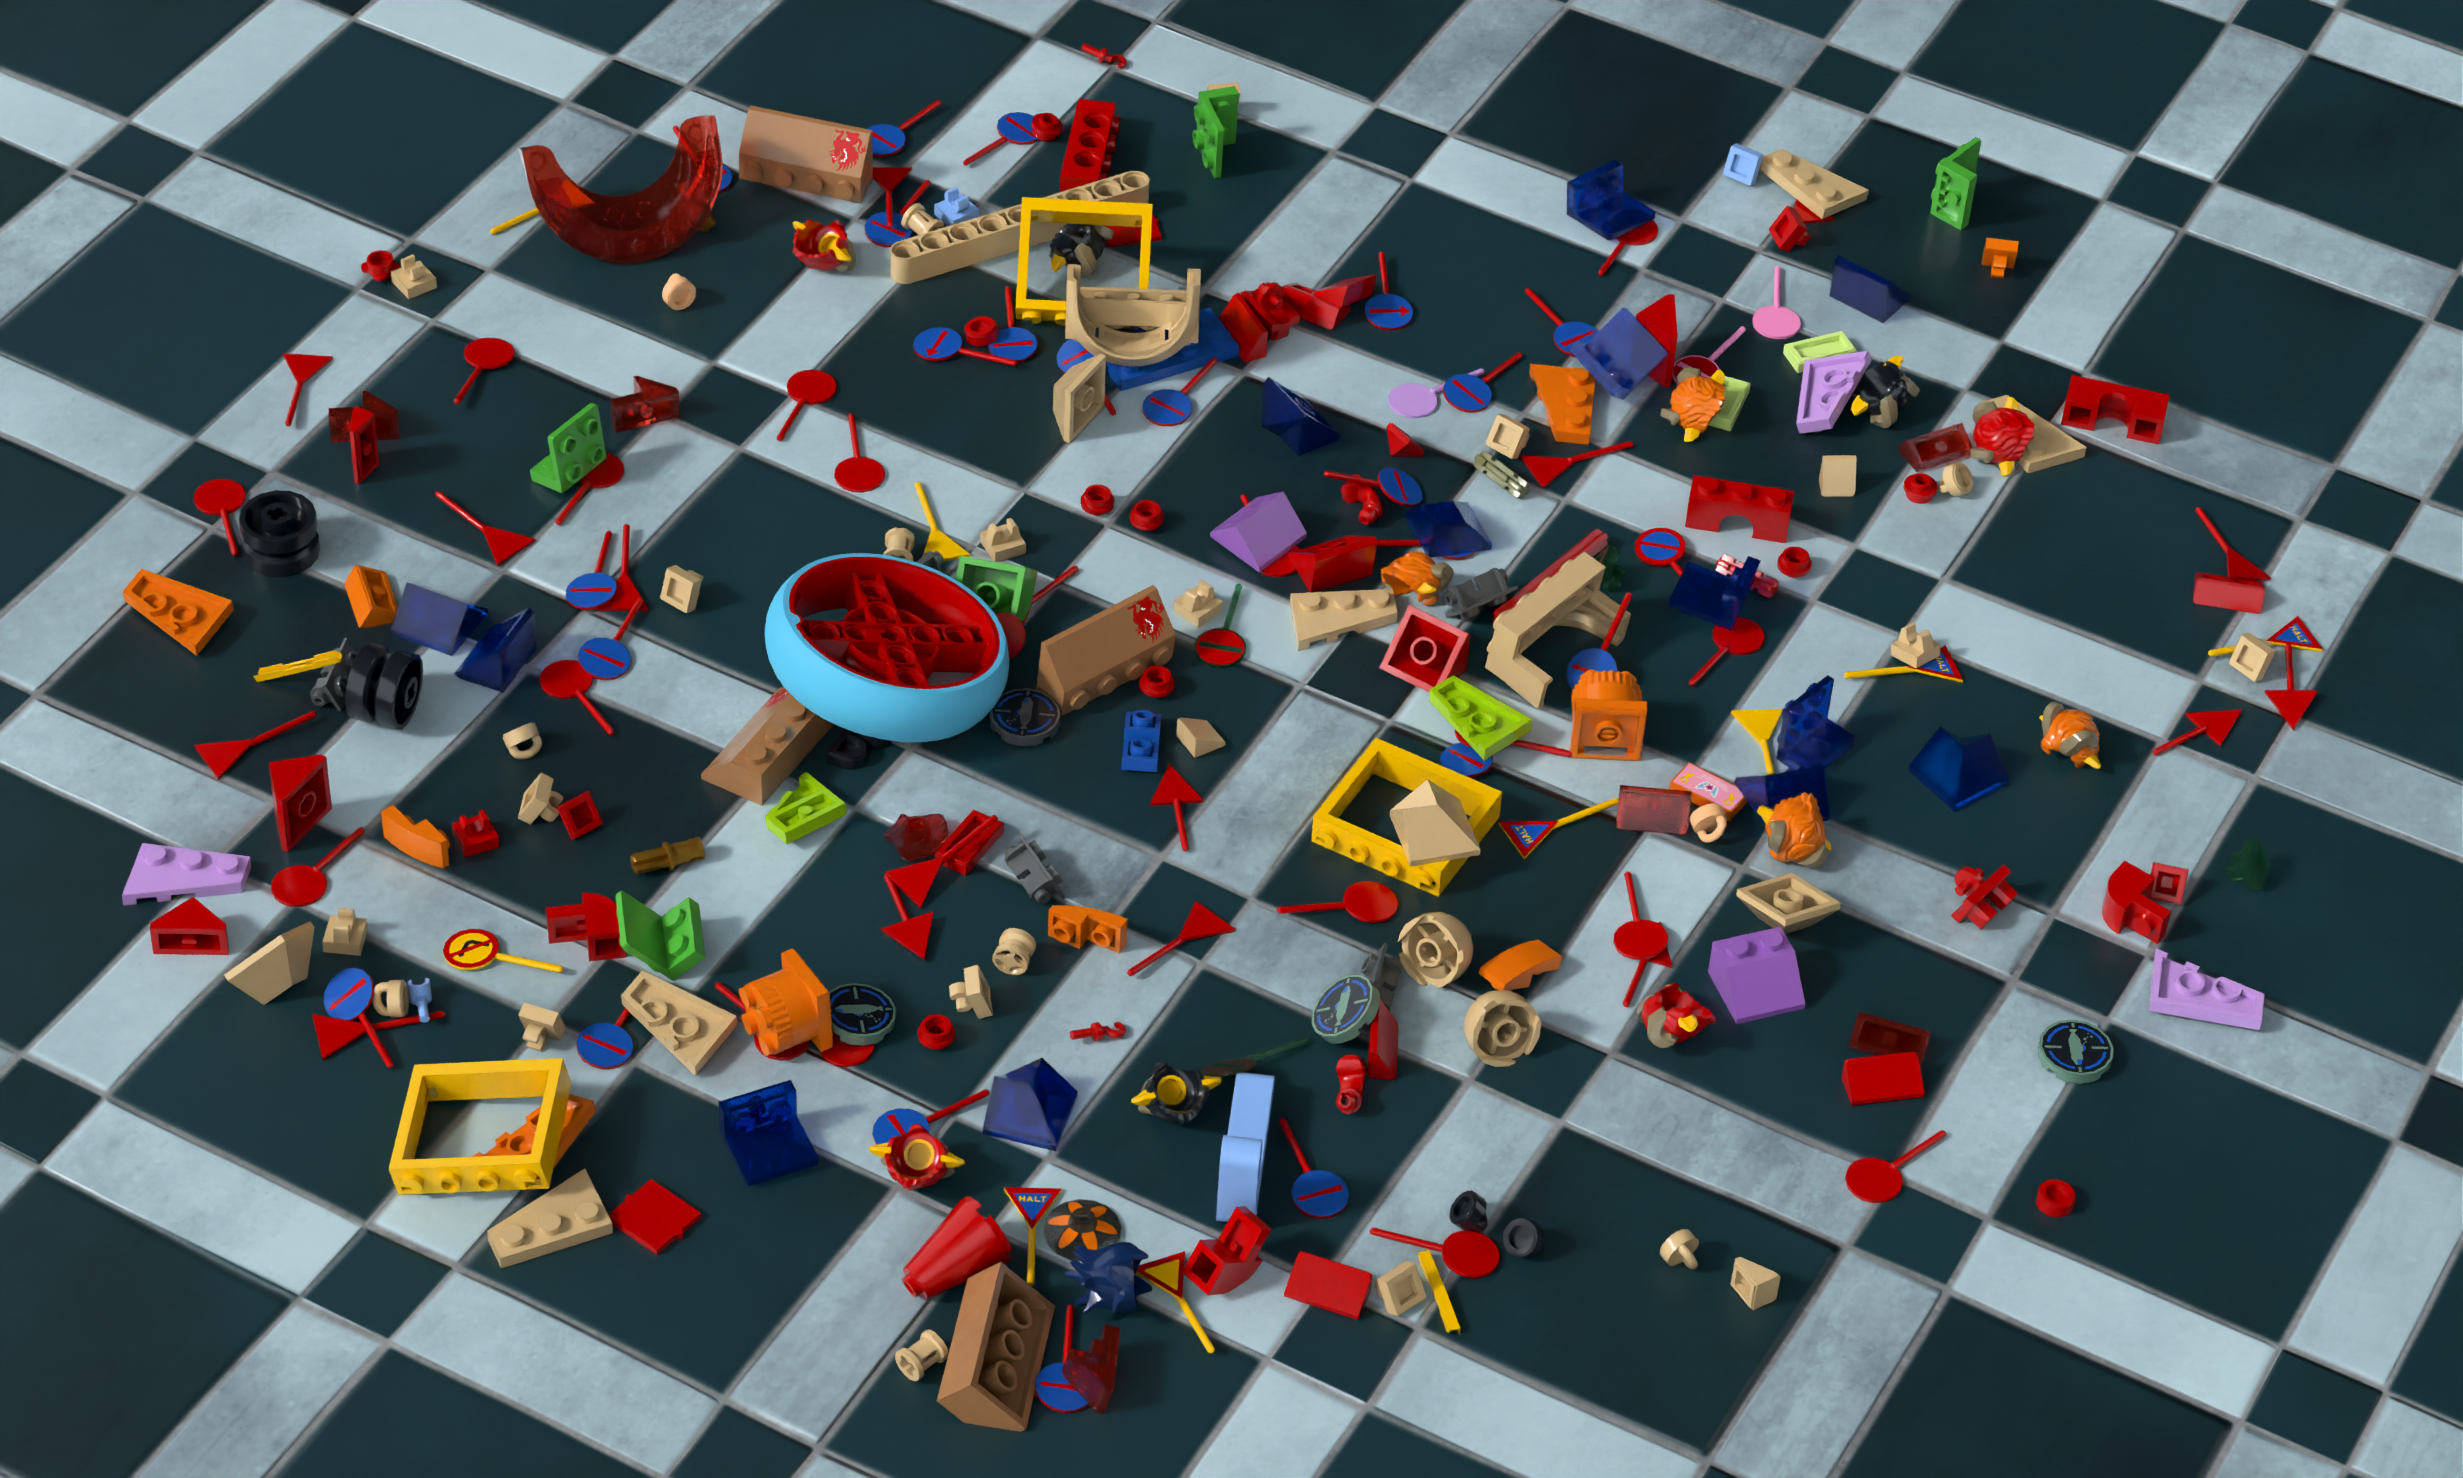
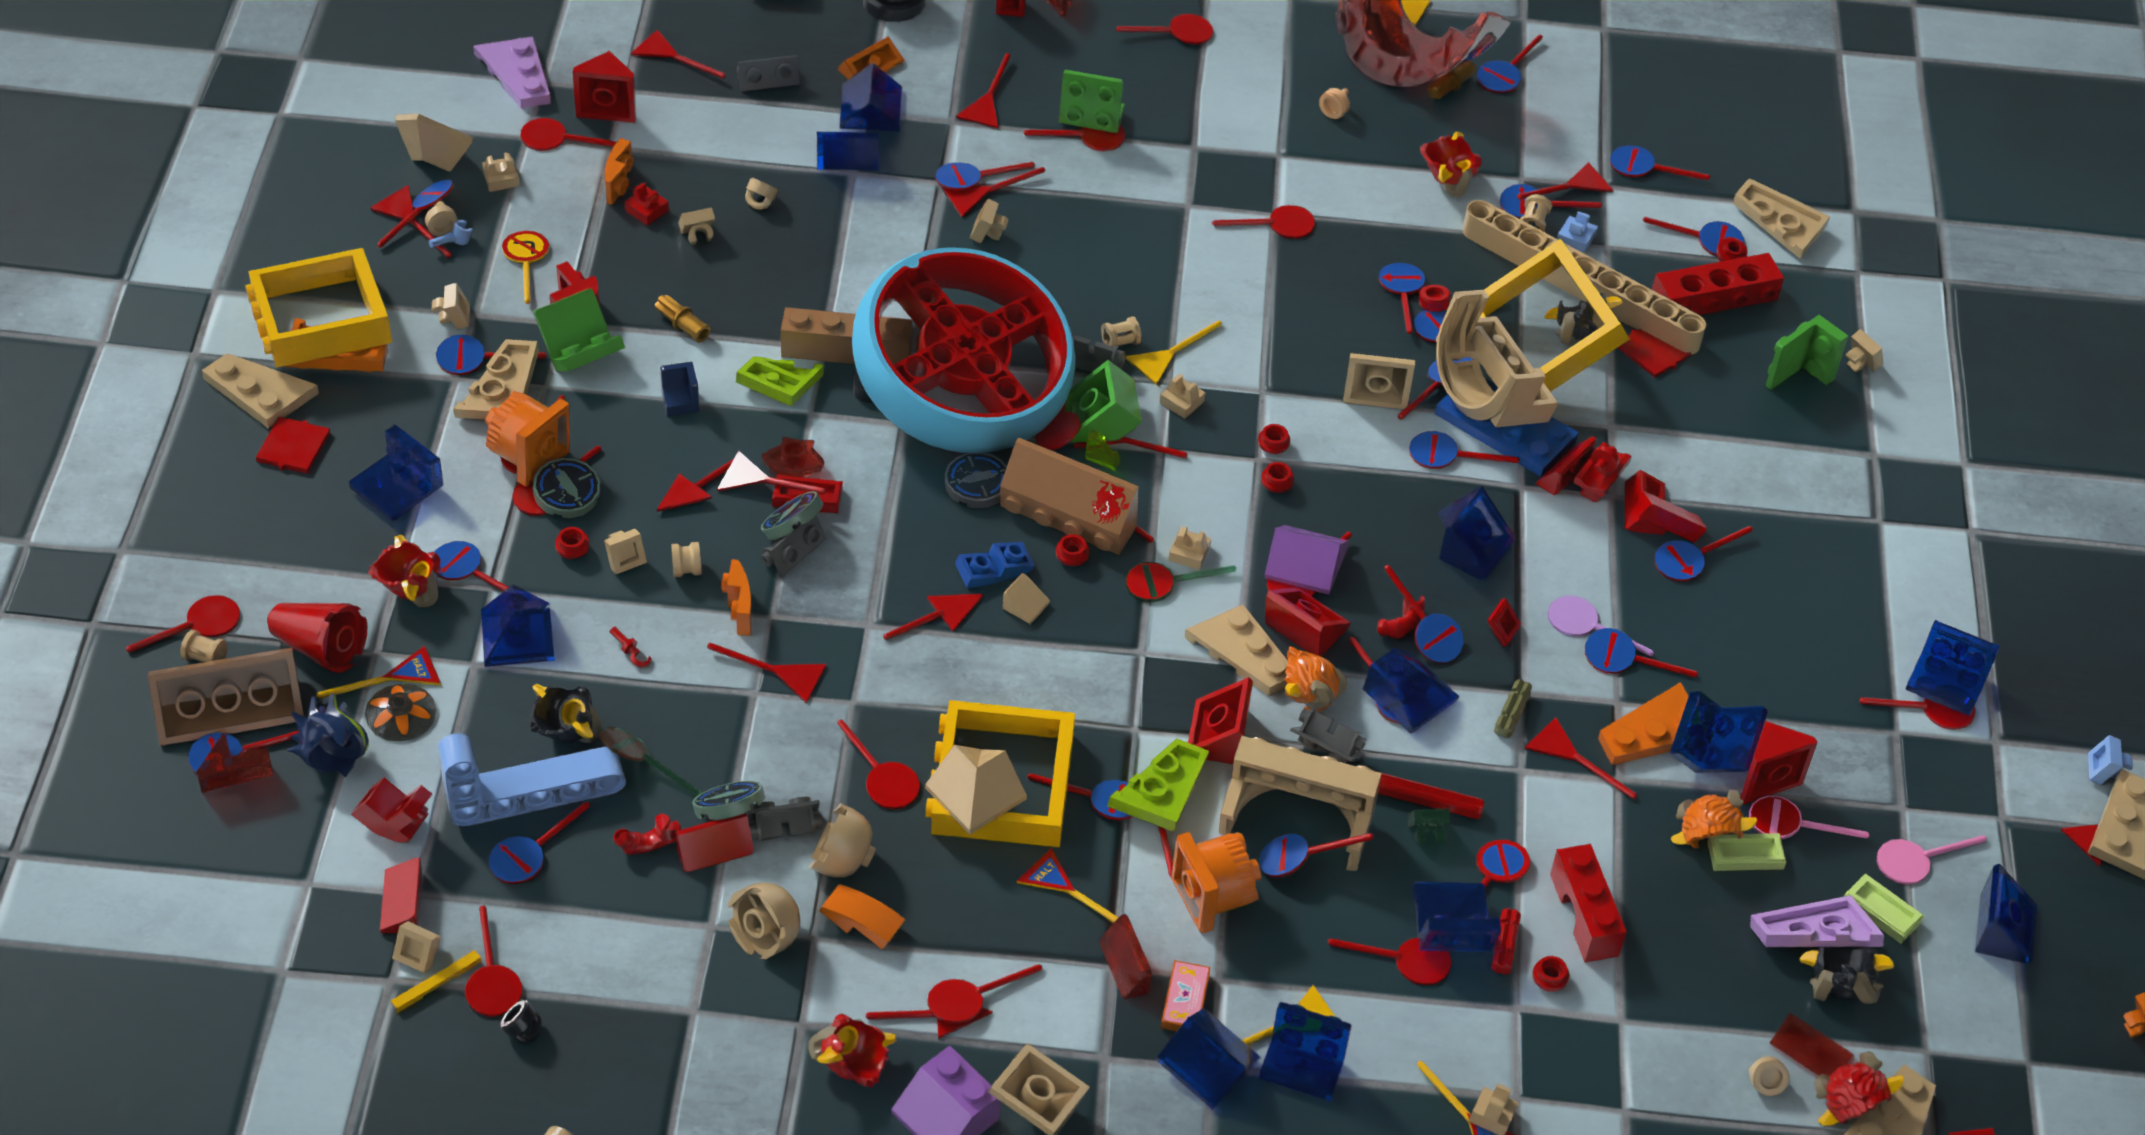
camera: 65 degrees right, 5 degrees up
(189, 931) = (455, 89): red slope -> none
(281, 670) = (760, 47): yellow piece -> none
(384, 686) = (753, 91): black wheel -> none
(566, 681) = (847, 198): red piece -> none
(580, 815) = (695, 252): red slope -> none
(607, 657) = (890, 209): blue piece -> none
(648, 405) = (1183, 130): clear red slope -> none
(777, 884) = (679, 388): none -> dark blue panel
(806, 154) = (1552, 115): medium nougat slope -> none
(858, 472) = (1213, 285): red piece -> none
(866, 1347) = (209, 615): none -> red piece
(1010, 852) = (797, 510): none -> sand green tile
(1023, 77) = (1781, 216): none -> tan wing
(1043, 618) = (1100, 452): none -> clear neon green tile
(1103, 55) = (1862, 259): red hand -> none
(1168, 1276) = (371, 775): yellow piece -> none
(1469, 1212) = (533, 967): black tile -> none
(1508, 436) = (1564, 695): tan tile -> none
(1567, 333) = (1752, 697): piece -> none
(1708, 819) = (1137, 1006): light nougat tile -> none
(1789, 230) = (2038, 827): red tile -> none
(1796, 831) = (1155, 1077): orange hair -> none
(1838, 476) = (1700, 973): tan slope -> none
(1920, 488) = (1736, 1057): red plate -> none

